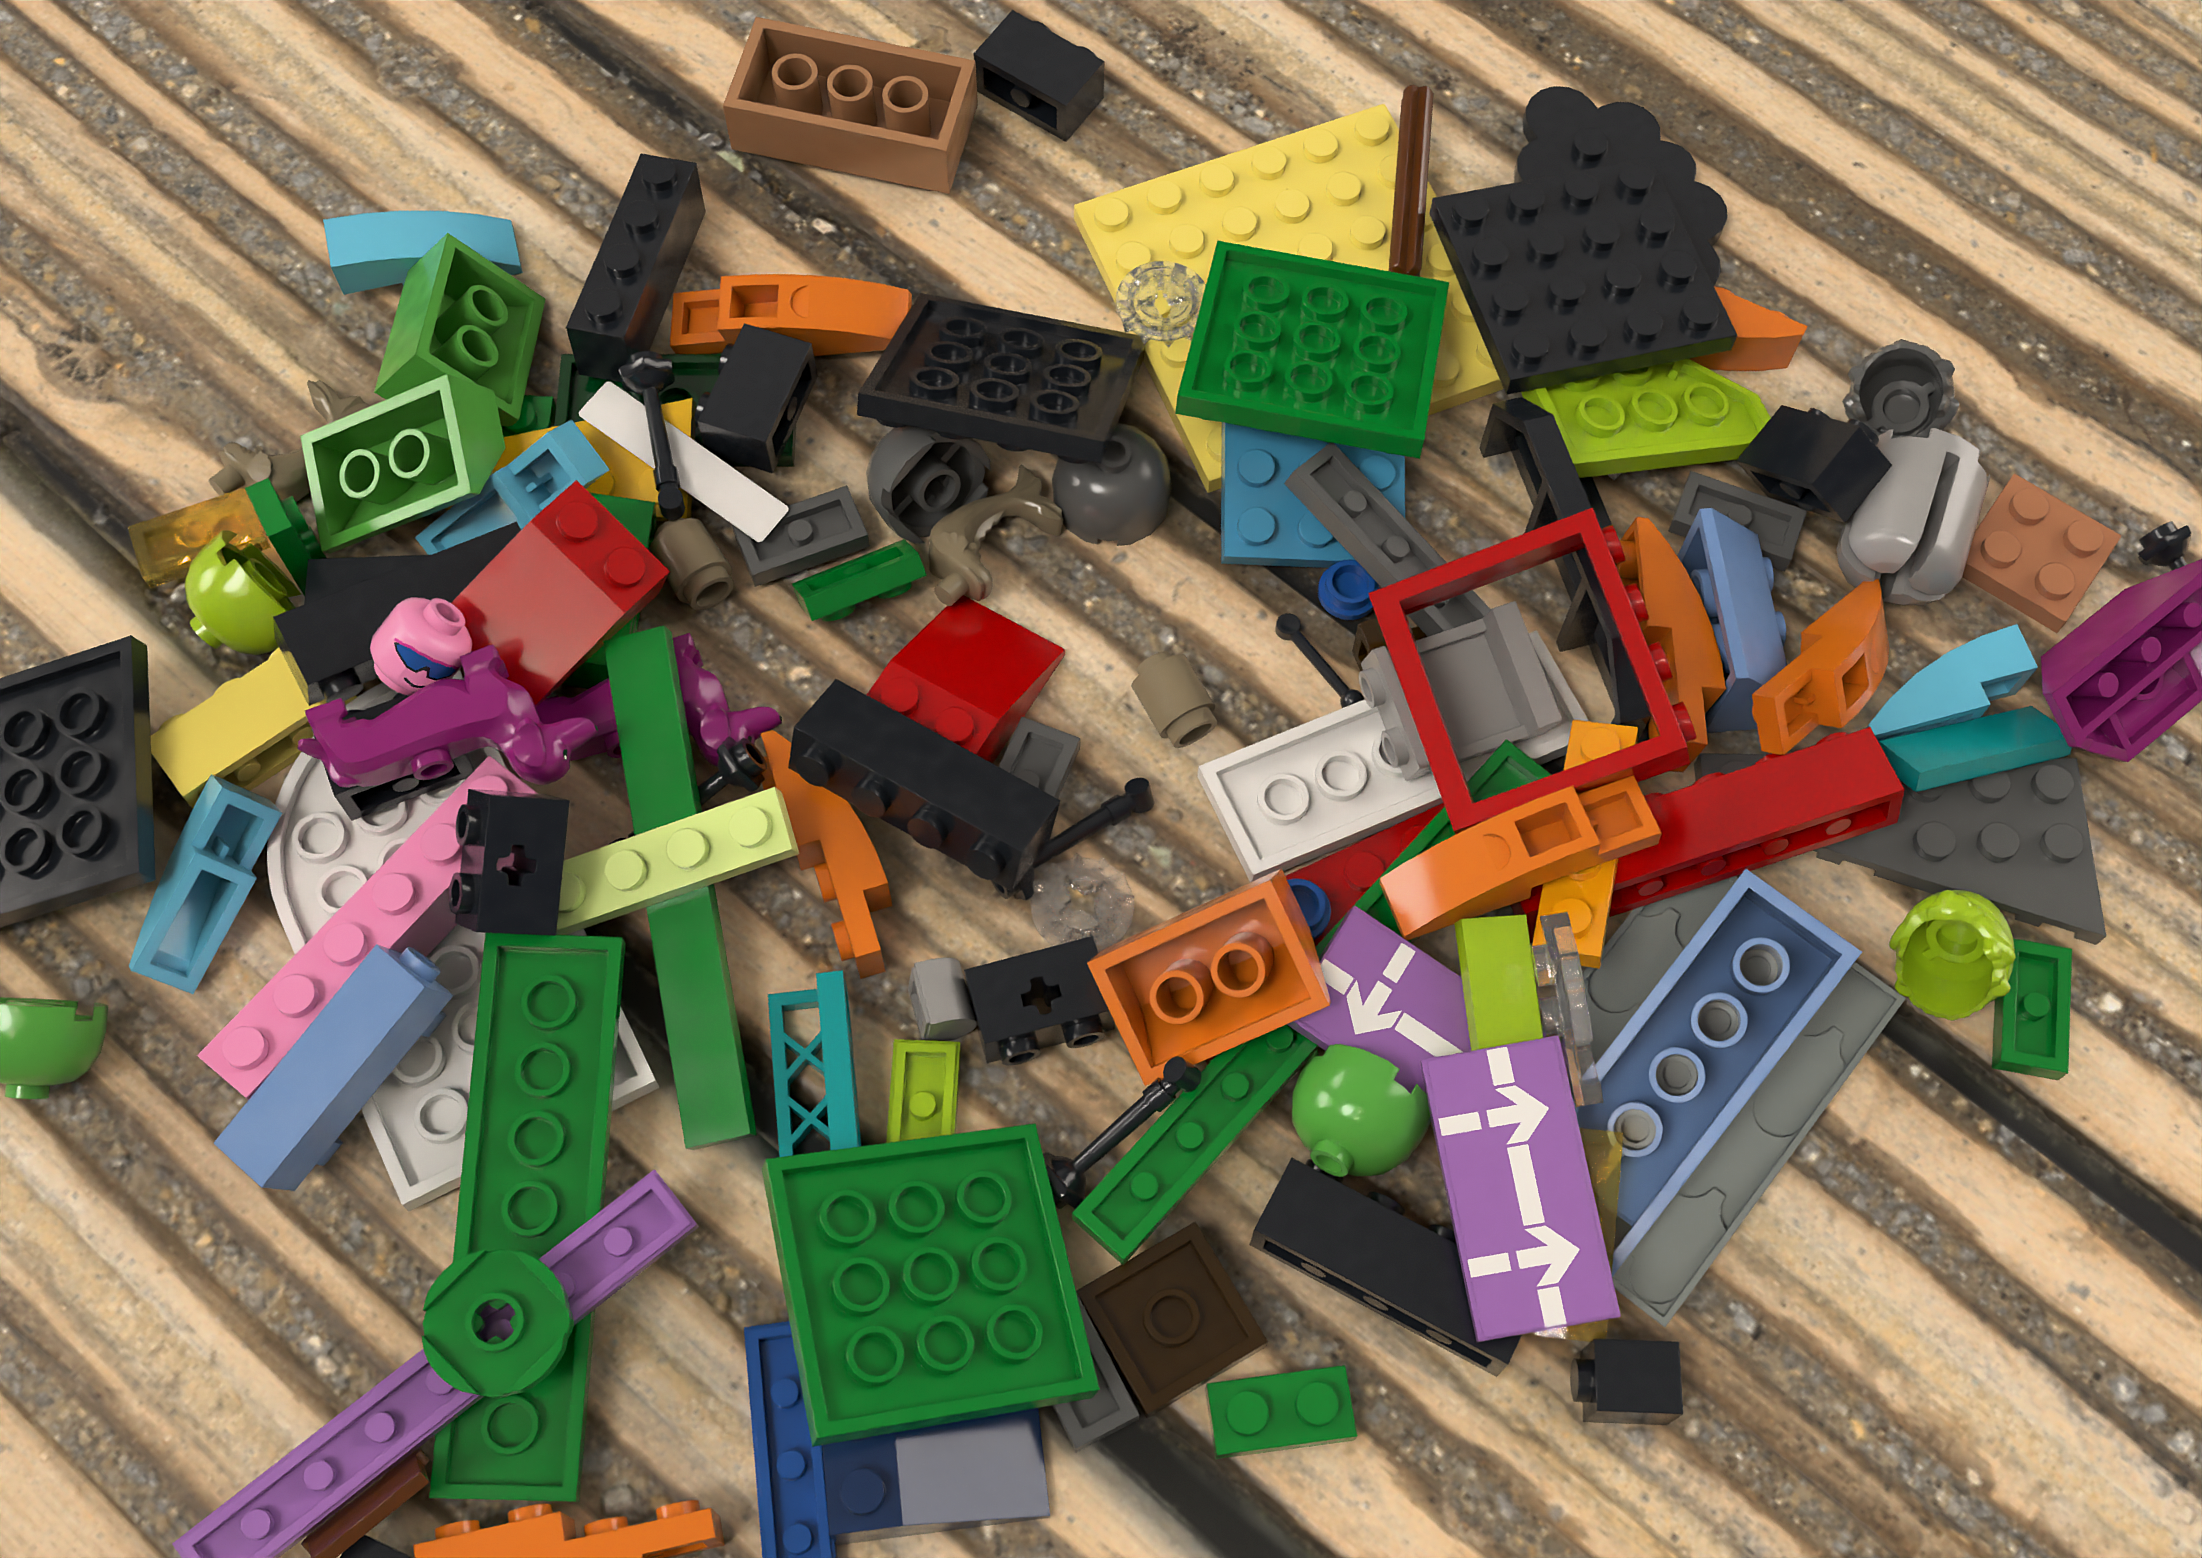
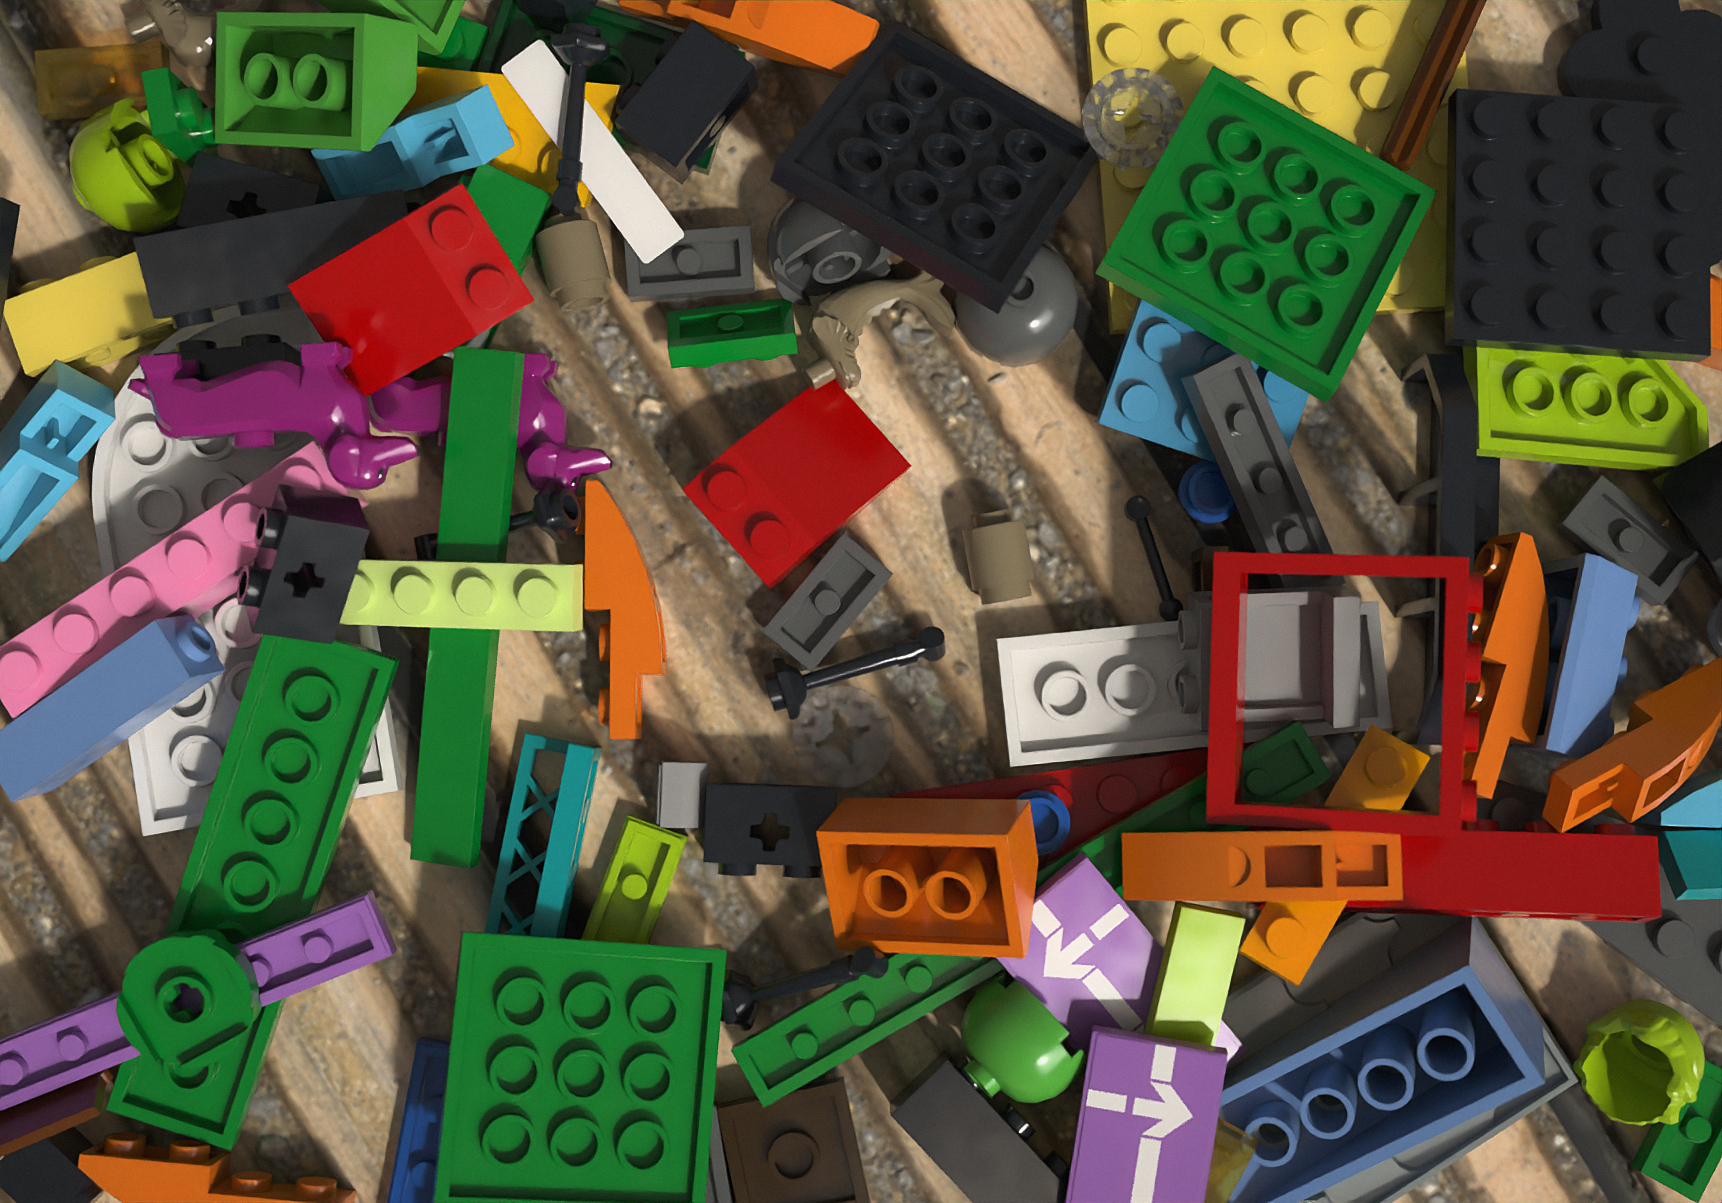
camera: 15 degrees right, 20 degrees up
(420, 644) = (268, 315): bright pink head -> none
(923, 784) = (719, 592): black brick -> none
(1566, 1009) = (1247, 1021): clear wing -> none

